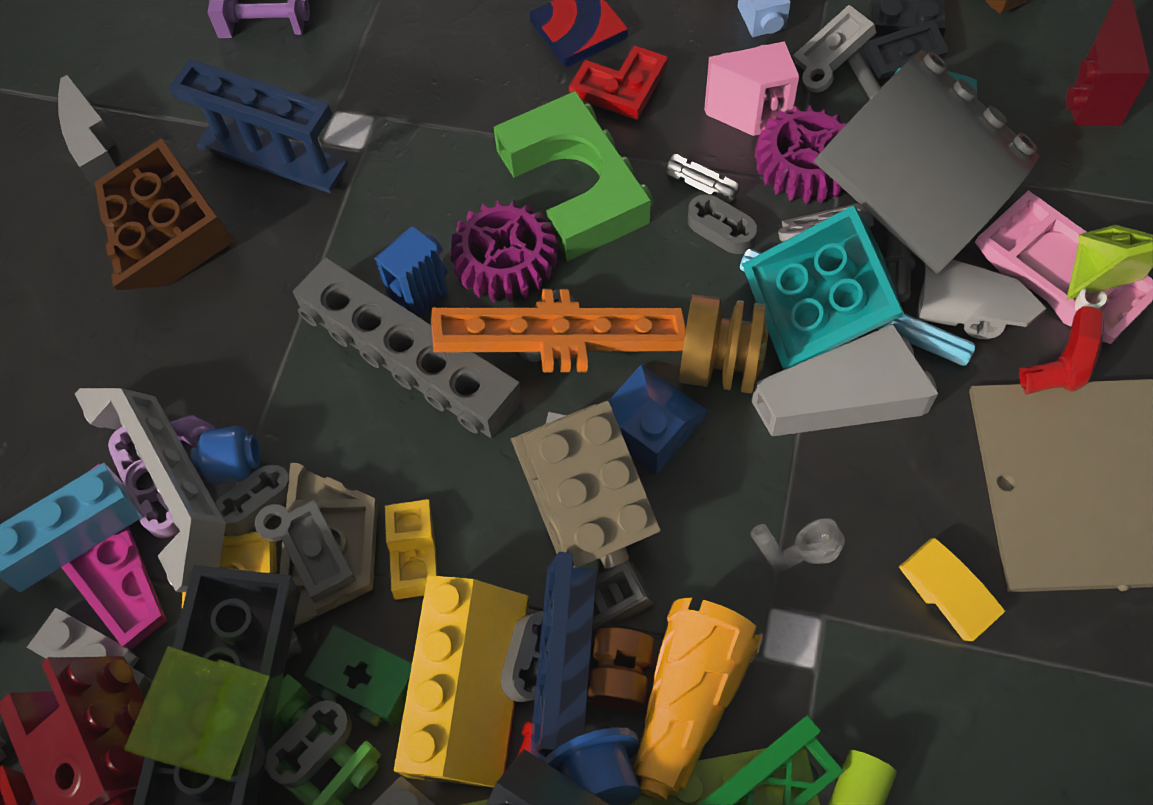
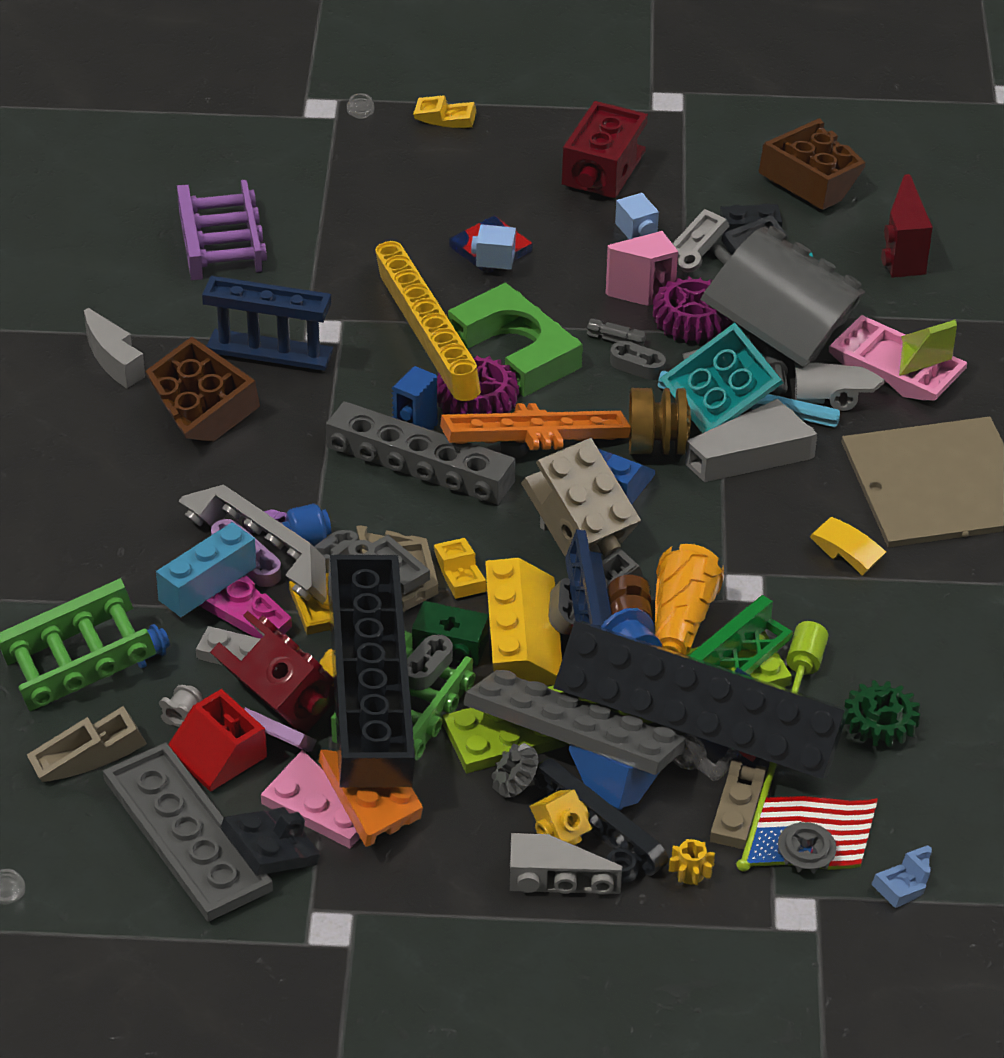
camera: 15 degrees left, 20 degrees down
(197, 713) = (364, 621): clear neon green slope -> none
(462, 150) = (428, 321): none -> yellow beam
(575, 33) = (494, 246): none -> light blue brick
(621, 90) = (542, 282): red plate -> none
(815, 544) = (751, 530): clear plate -> none
(1078, 358) = (911, 407): red arm -> none

